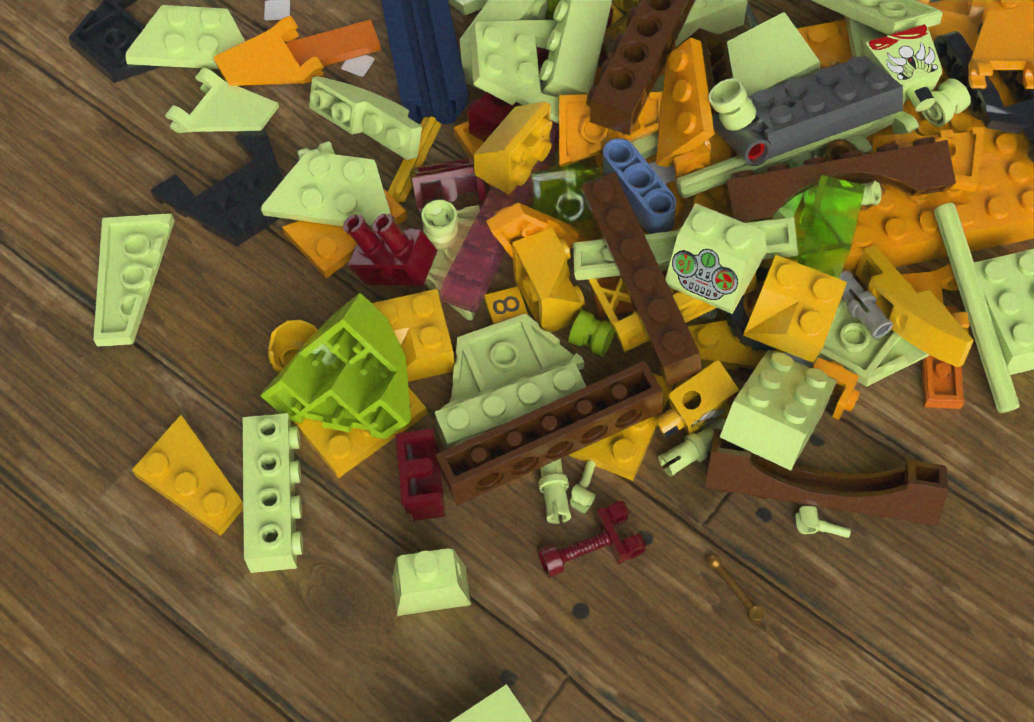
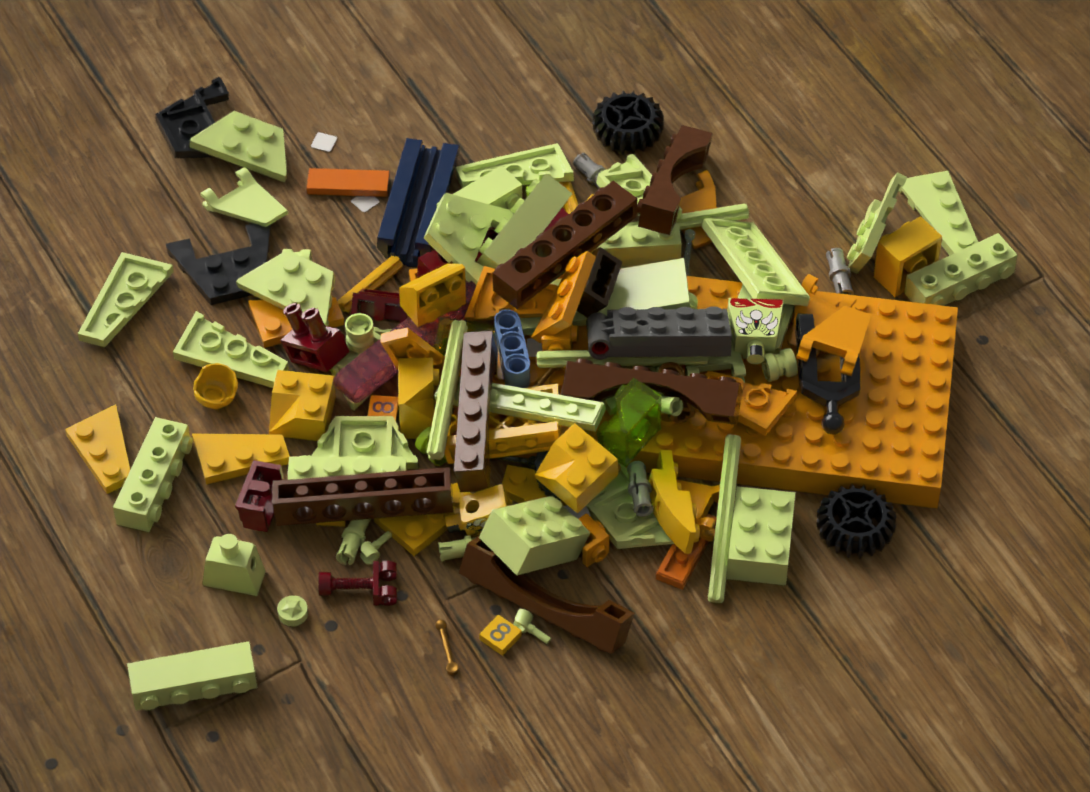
camera: 20 degrees right, 10 degrees down
(267, 59) = (295, 176): light orange flag -> none
(267, 299) = (210, 343): none -> yellowish green wing
(347, 375) = (240, 411): lime brick -> none
(366, 112) = (348, 237): yellowish green slope -> none
(527, 610) = (292, 610): none -> yellowish green tile
(592, 264) = (446, 391): none -> yellowish green axle
(715, 258) = (529, 411): yellowish green slope -> none
(732, 104) = (595, 305): yellowish green wheel -> none
(791, 548) = (500, 635): none -> yellow tile

